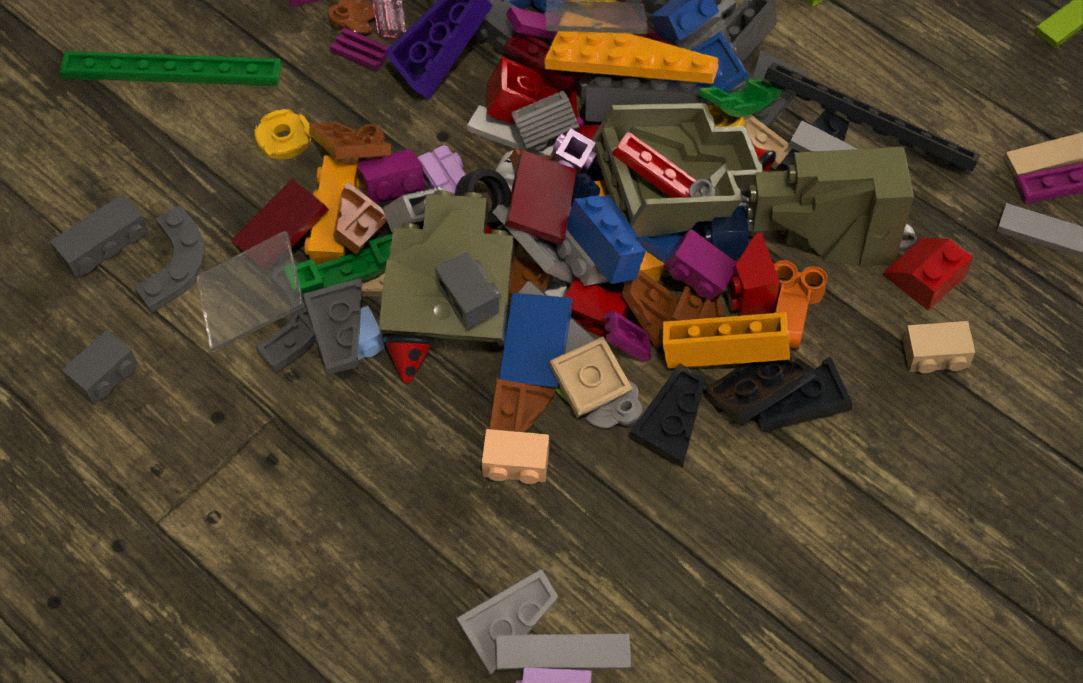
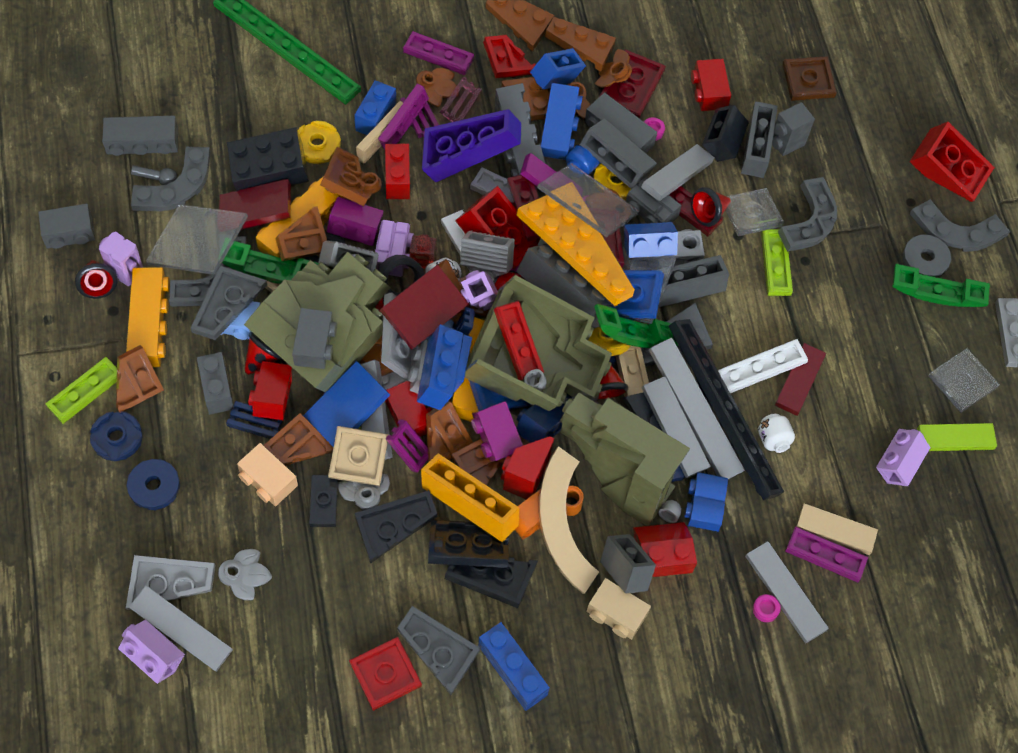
camera: 30 degrees right, 5 degrees up
(157, 260) = (164, 176): none -> dark grey bar
(179, 395) = (96, 280): none -> hat
(189, 356) = (121, 256): none -> lavender brick
(254, 175) = (268, 159): none -> black brick
(258, 508) = (83, 390): none -> lime tile
(263, 396) = (147, 312): none -> light orange brick
(306, 457) = (135, 379): none -> dark orange wing
(316, 68) = (374, 107): none -> blue brick
(334, 543) = (121, 448): none -> dark blue tile
(340, 84) = (370, 143): none -> tan tile
(353, 66) = (404, 116): none -> magenta tile
(388, 108) = (397, 171): none -> red brick
(388, 408) = (215, 383): none -> dark grey brick
(410, 527) = (148, 471): none -> dark blue tile
(451, 377) = (271, 390): none -> red brick
(454, 413) = (239, 406): none -> dark blue tile
(477, 155) = (423, 246): none -> clear red brick
(482, 66) = (487, 180): none -> light grey plate
(578, 559) = (249, 573): none -> light grey plate
(588, 444) = (323, 501): none -> black plate
(786, 553) = (385, 673): none -> red tile
(802, 108) = (696, 409): none -> light grey tile
(814, 493) = (438, 647): none -> dark grey wing
(820, 309) = (555, 524): none -> tan tile
(869, 61) = (763, 366): none -> white tile
(897, 460) = (513, 666): none -> blue brick
(906, 55) = (800, 381): none -> dark red tile
(916, 299) = (627, 563): none -> dark grey brick
(930, 110) = (776, 433): none -> white head
(931, 207) = (707, 501): none -> blue brick
(1050, 59) = (903, 457): none -> lavender brick
(1055, 260) = (766, 608): none -> dark pink tile

